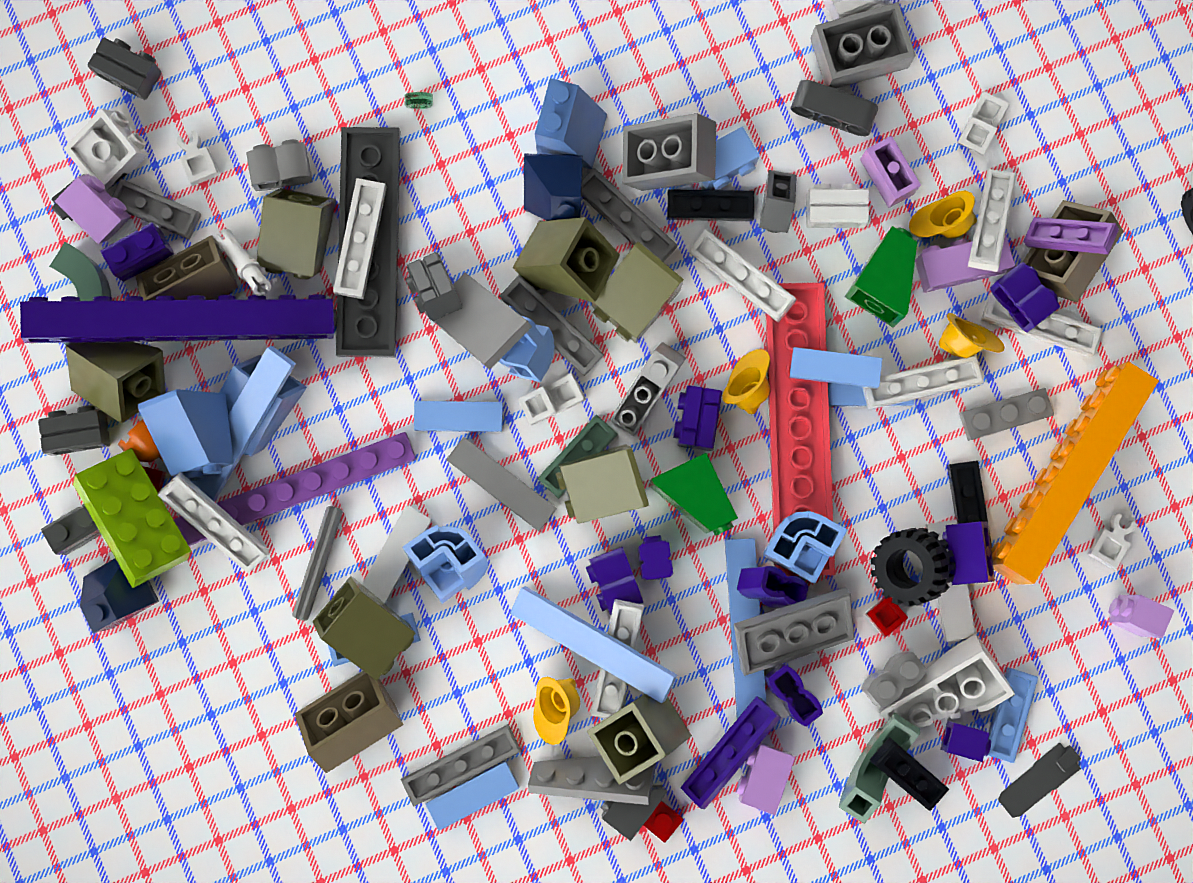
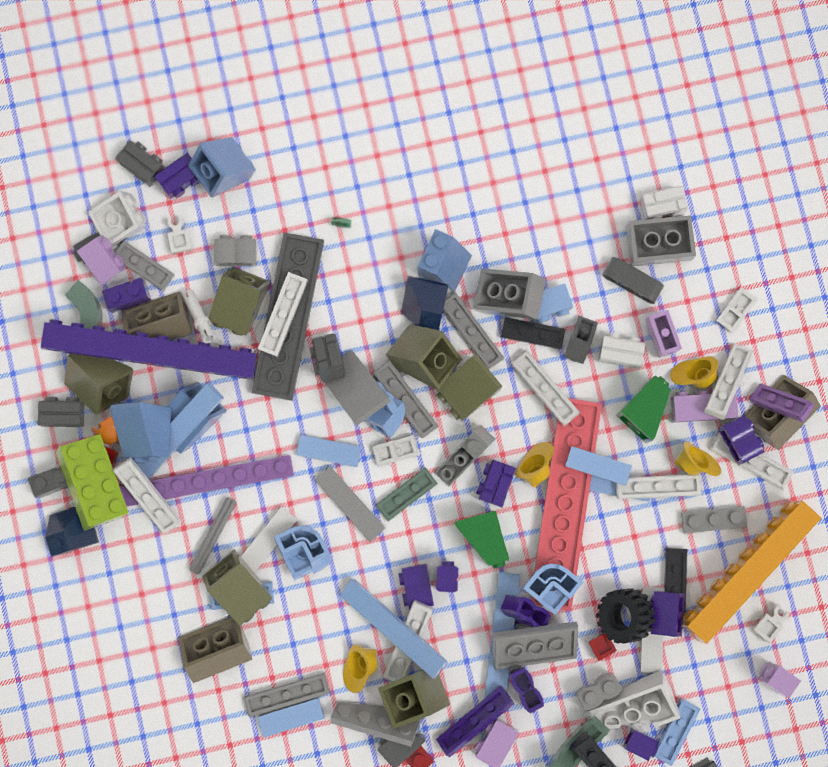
camera: 15 degrees right, 0 degrees up
(183, 76) = (177, 177): none -> dark purple brick
(235, 48) = (221, 165): none -> medium blue slope
(602, 484) = (420, 518): slope -> none

